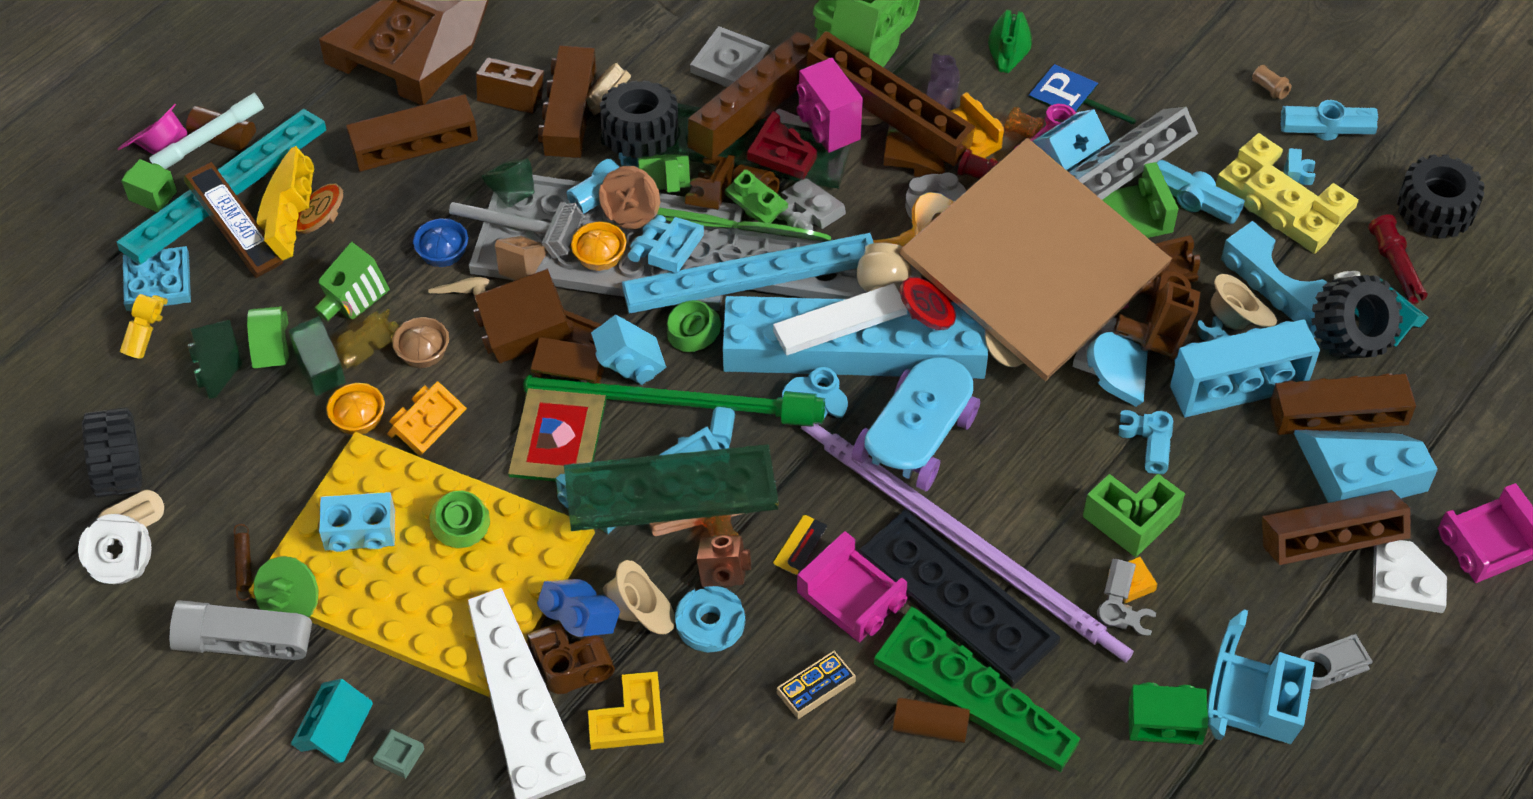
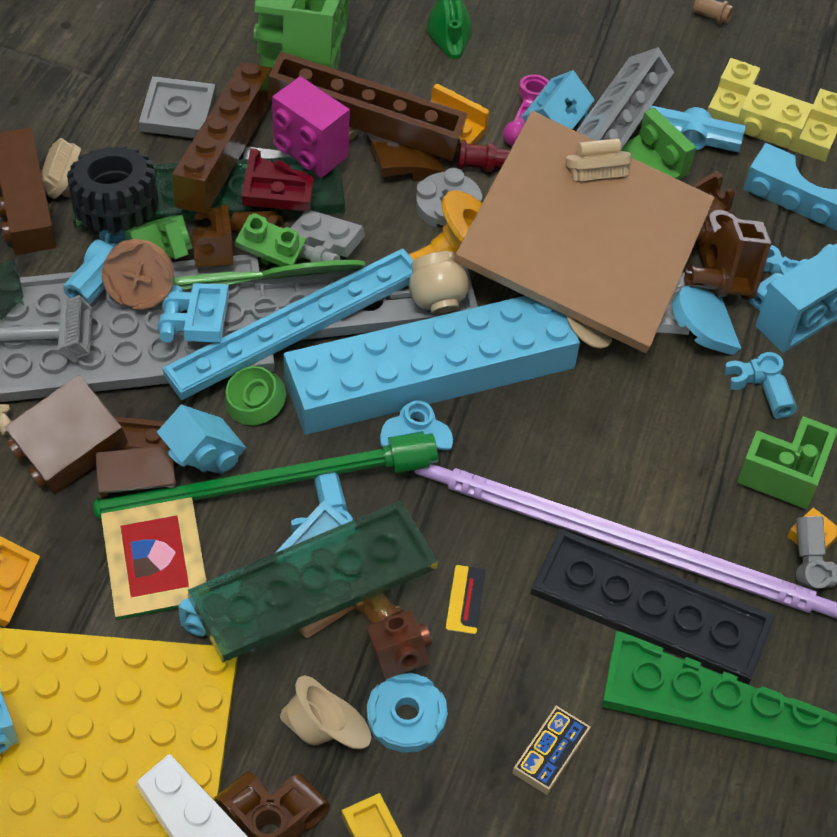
camera: 25 degrees left, 0 degrees up
(459, 519) = (76, 679): bright green hat -> none
(518, 256) = (37, 371): medium nougat slope -> none
(578, 607) = (263, 748): blue brick -> none
(598, 245) = (121, 335): light orange hat -> none
(839, 319) = (417, 345): white tile -> none
(850, 589) = (544, 633): dark pink panel -> none
(920, 418) = (540, 427): medium azure piece -> none
(927, 303) = (504, 305): piece -> none
(931, 720) = (691, 750): reddish brown brick -> none
(944, 81) = (406, 73): clear purple cylinder -> none
(1023, 123) = (502, 103): clear orange bush -> none
(1069, 198) = (599, 160): none -> tan piece
(1071, 89) = (522, 59): blue piece -> none
(1237, 304) = (788, 230): tan piece -> none
(1298, 169) = (777, 81): medium azure tile -> none
(1328, 120) = (782, 32): medium azure piece -> none

